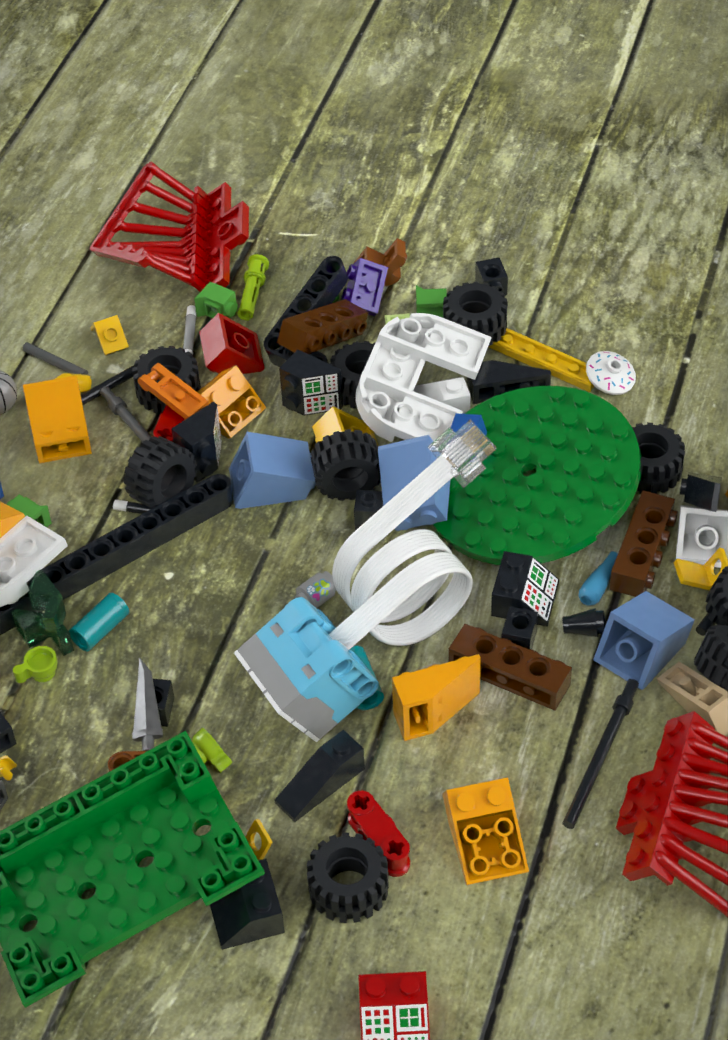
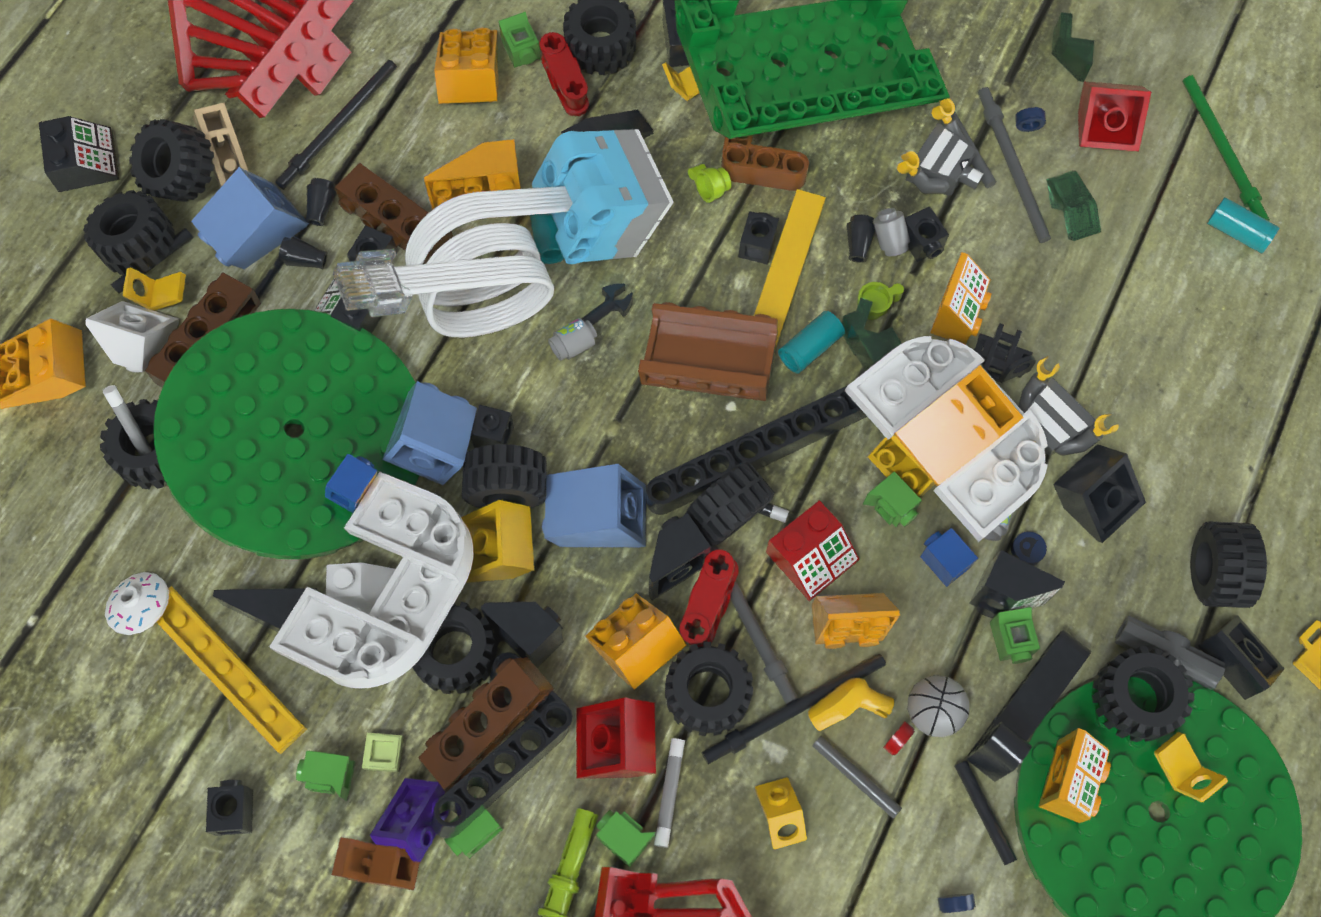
camera: 175 degrees left, 20 degrees up
(15, 719) = (891, 232): none -> light grey brick
(24, 375) = (899, 738): none -> red tile
(54, 722) = (860, 236): none -> black cone
(94, 478) = (813, 550): none -> red slope
(121, 699) = (790, 257): none -> yellow tile
(147, 719) = (768, 201): flat silver bar -> none
(172, 391) = (702, 623): orange plate -> none
(191, 594) = (709, 351): none -> dark orange panel
(433, 859) = (519, 40): none -> bright green window
(477, 308) = (256, 694): black tyre -> none
(588, 674) = (319, 200): none -> black cone
(597, 582) = (277, 296): dark azure piece -> none
(664, 446) = (127, 420): none -> light grey bar
(701, 490) = (106, 360): black slope -> none

